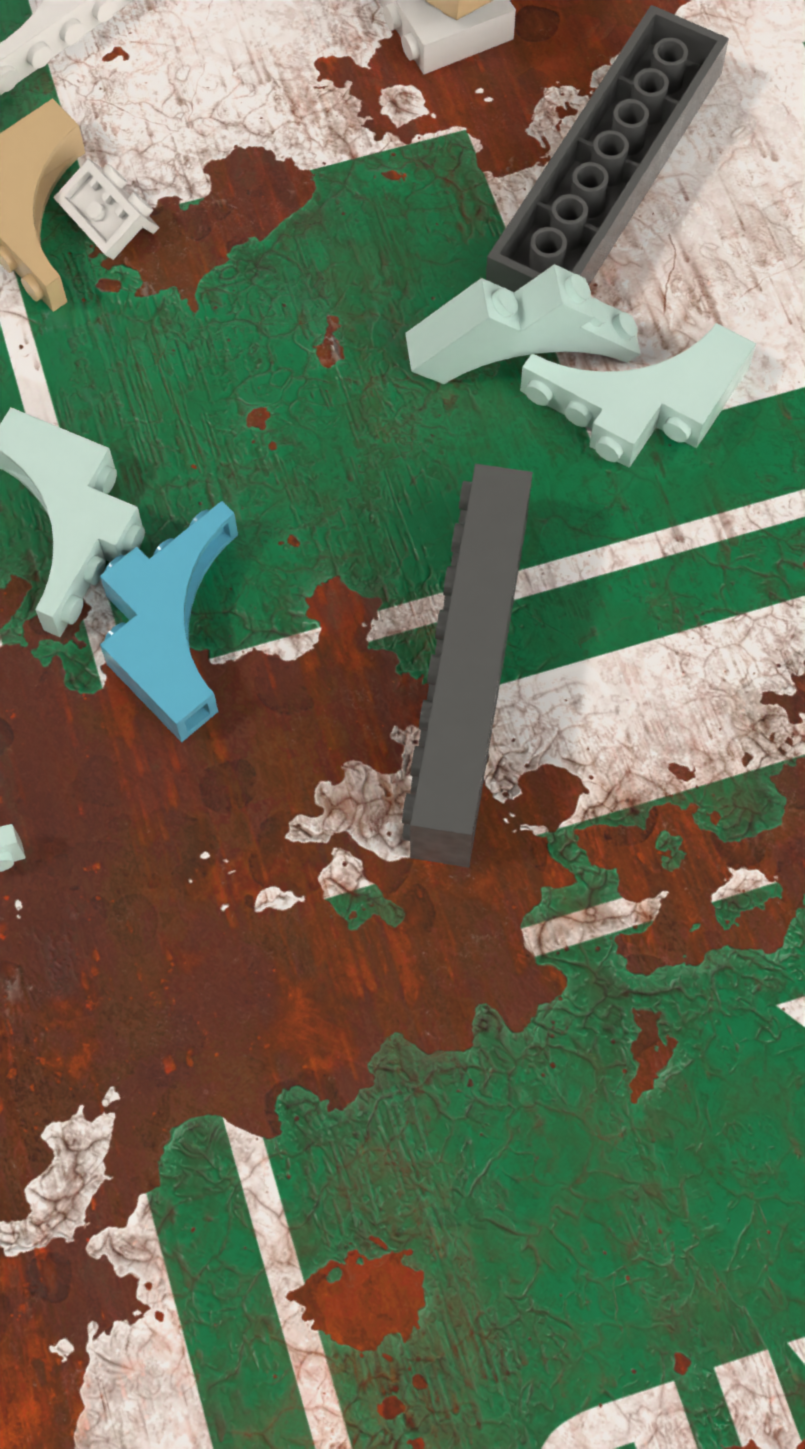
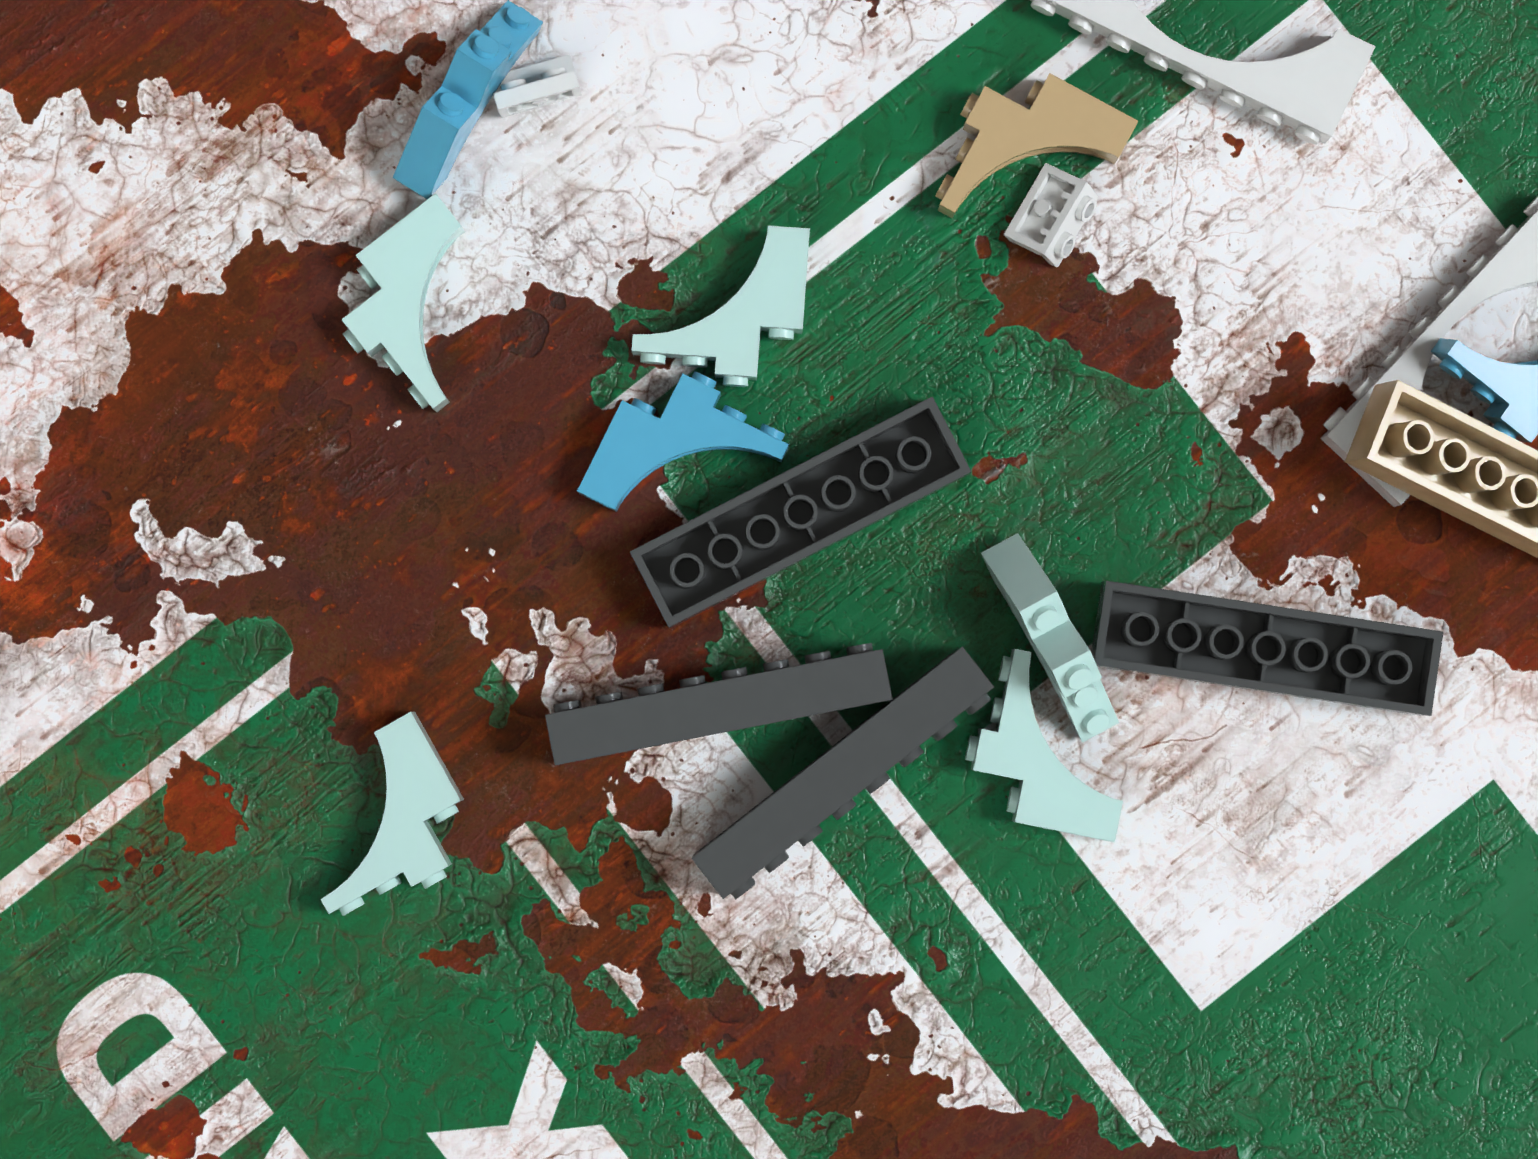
camera: 65 degrees right, 20 degrees up
(298, 524) = (800, 512): none -> dark grey brick
(494, 1059) = (405, 842): none -> light aqua arch
(593, 572) = (842, 772): none -> dark grey brick

